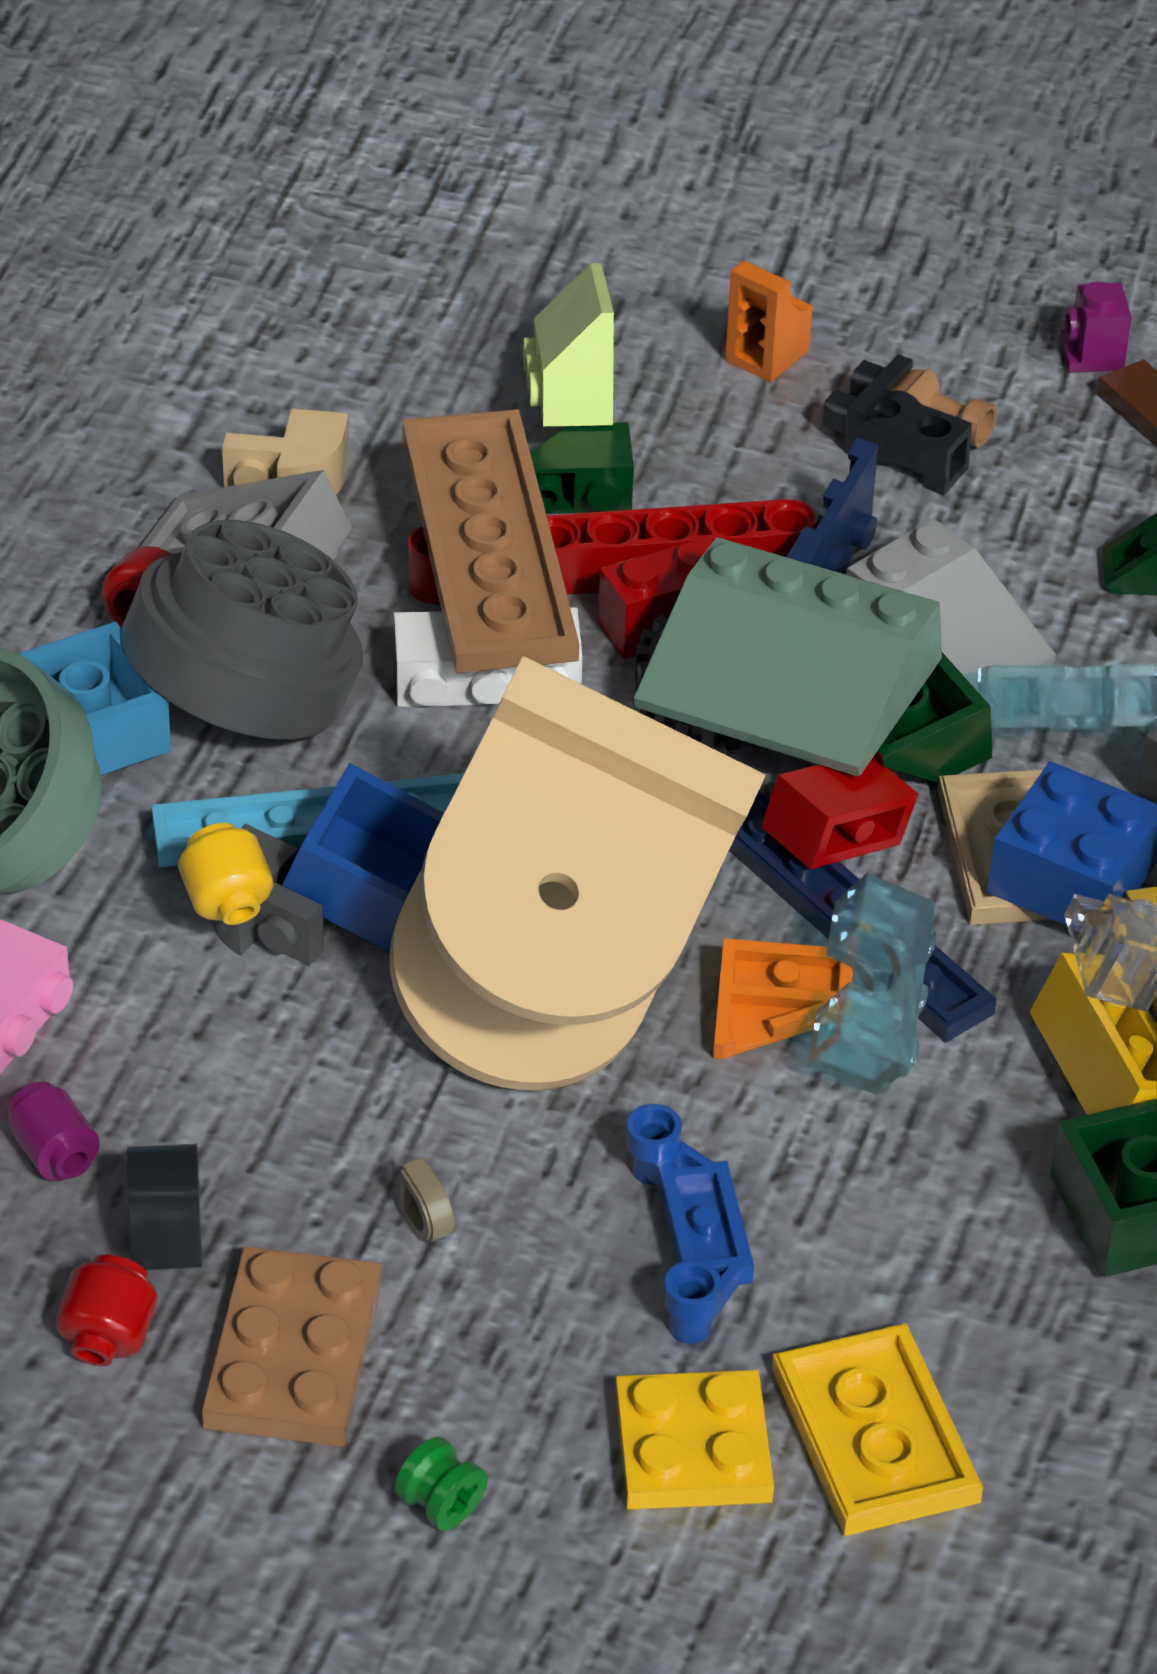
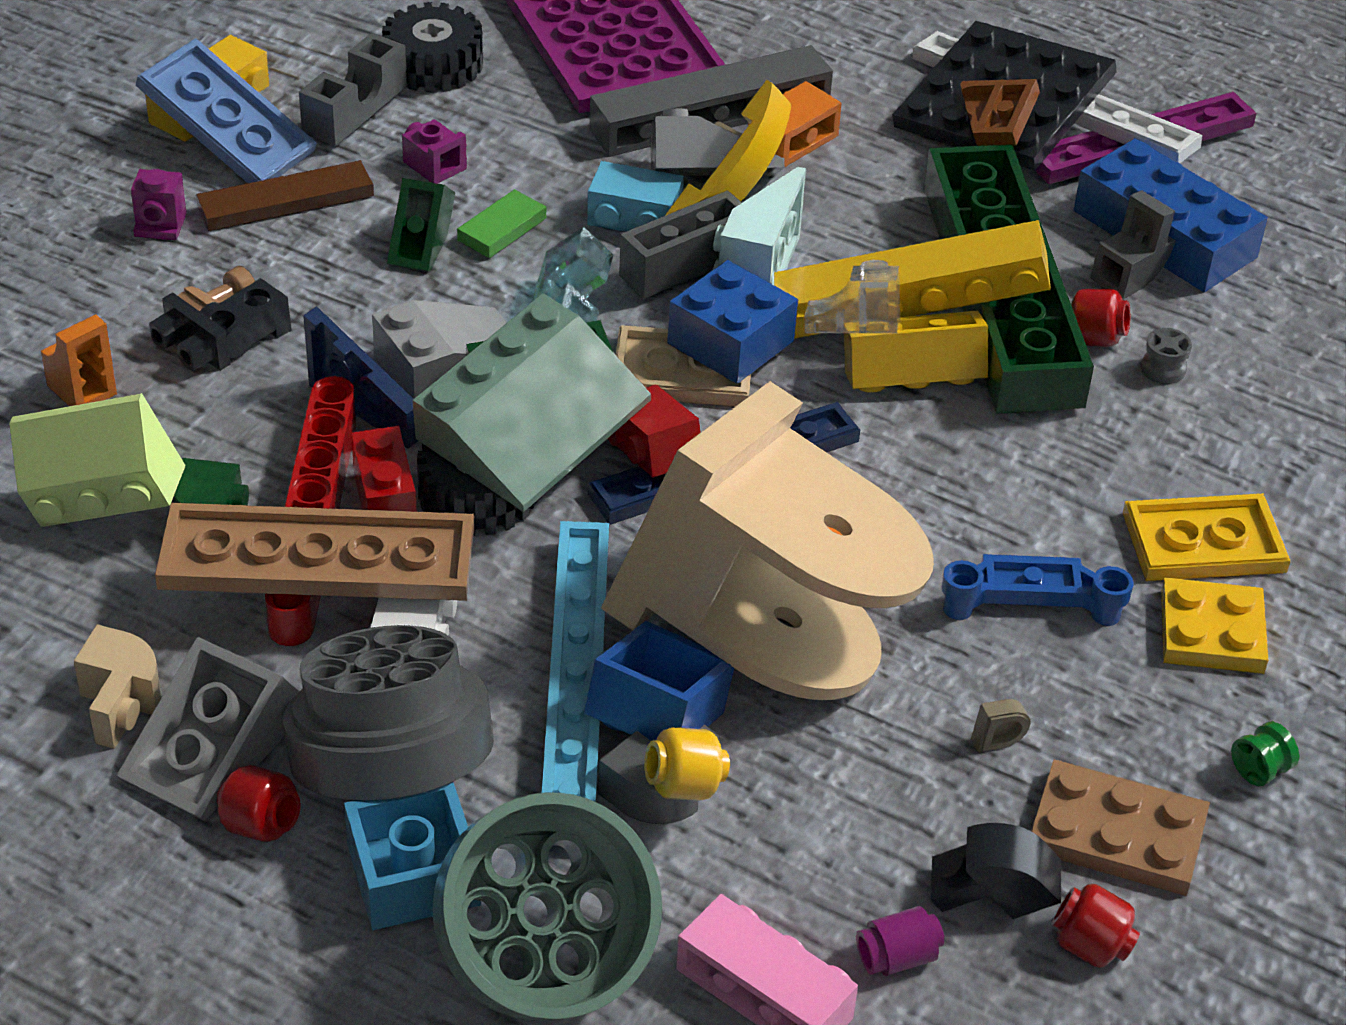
camera: 80 degrees left, 0 degrees up
(871, 1031) = (856, 442): clear light blue arch -> none

